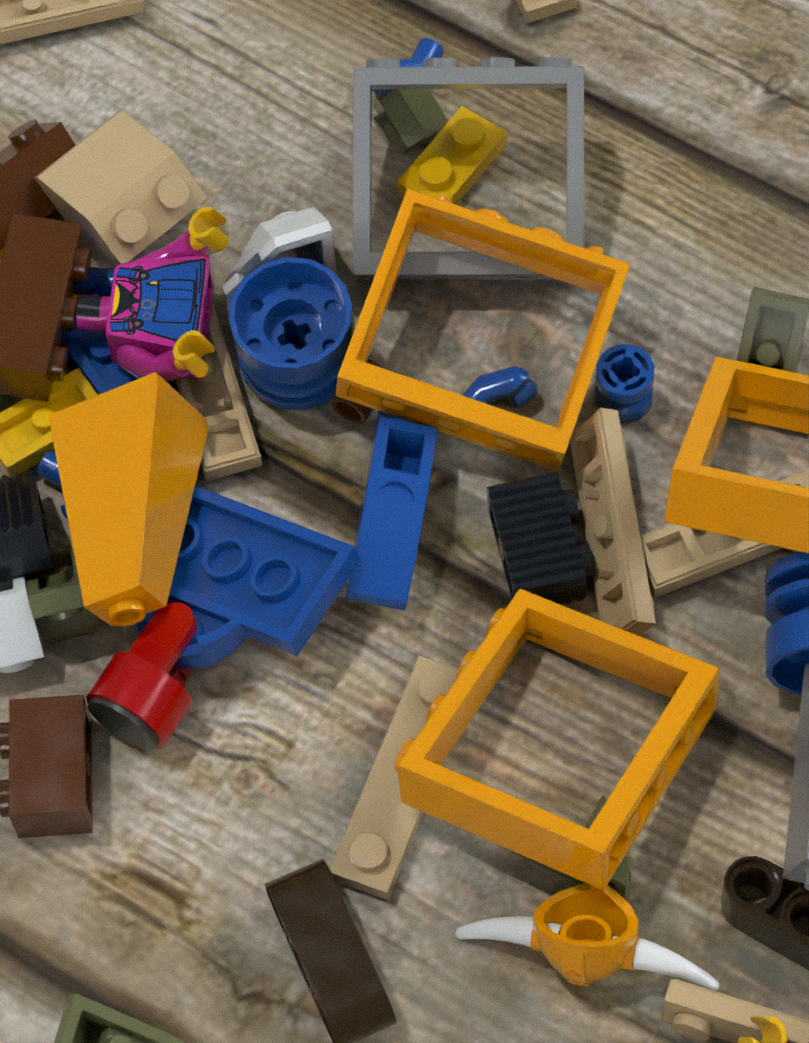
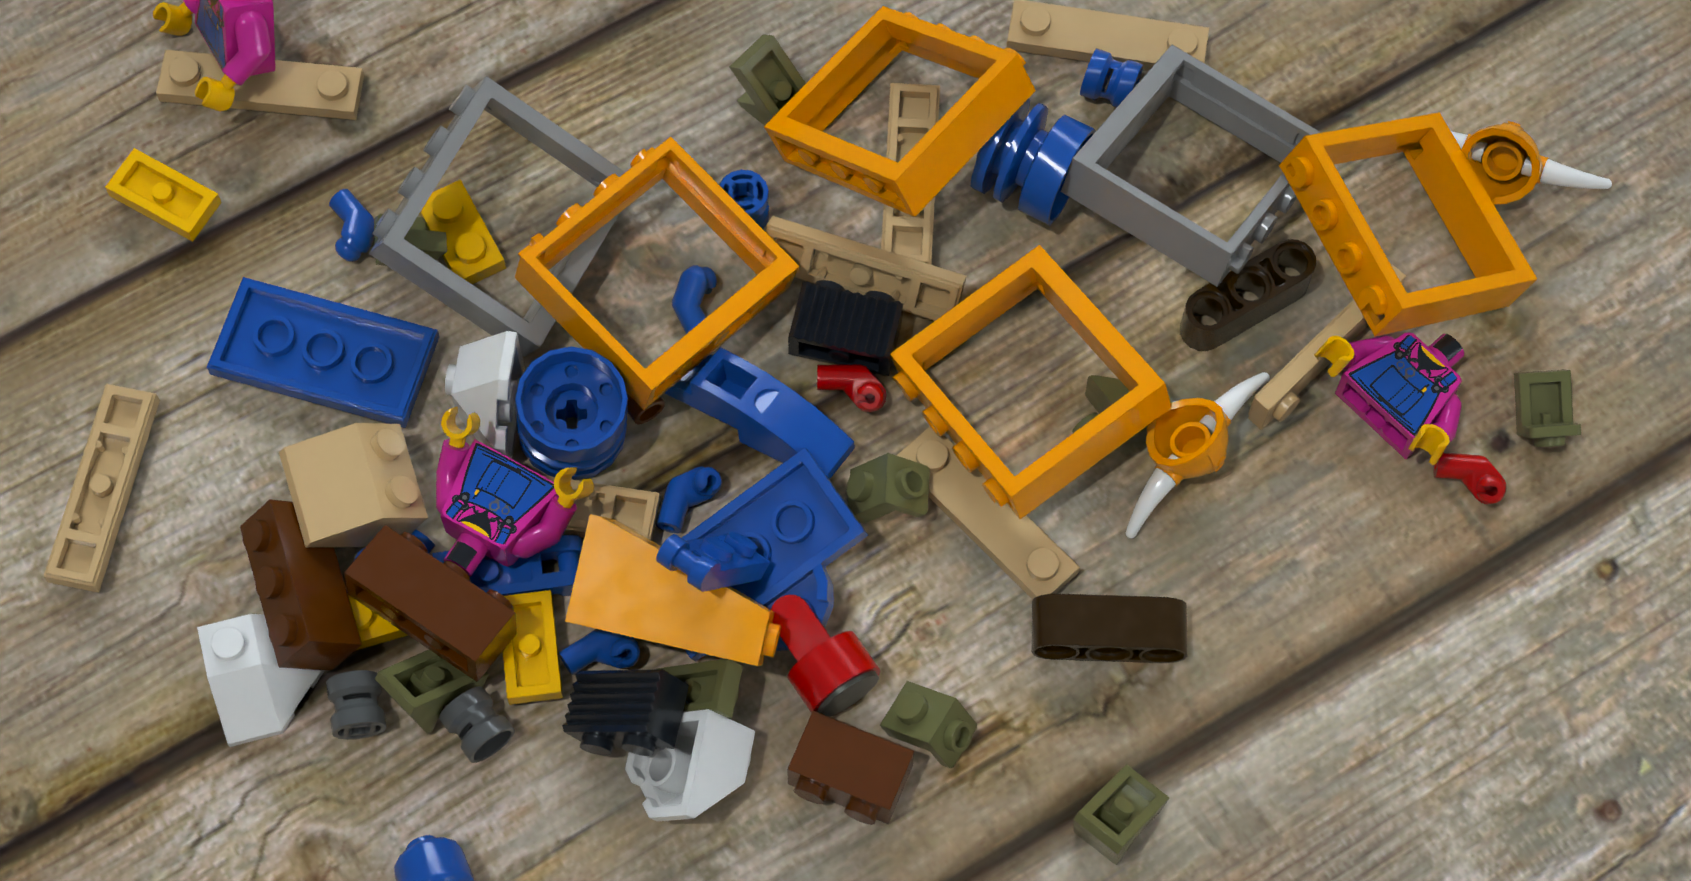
camera: 70 degrees left, 5 degrees up
(137, 824) = (930, 722): none -> olive bracket
(167, 508) = (713, 560): none -> blue plate
(261, 112) = (323, 352): none -> blue plate
(278, 482) = (685, 492): none -> blue arm
(375, 663) = (887, 486): none -> olive bracket
(487, 581) = (856, 383): none -> red arm

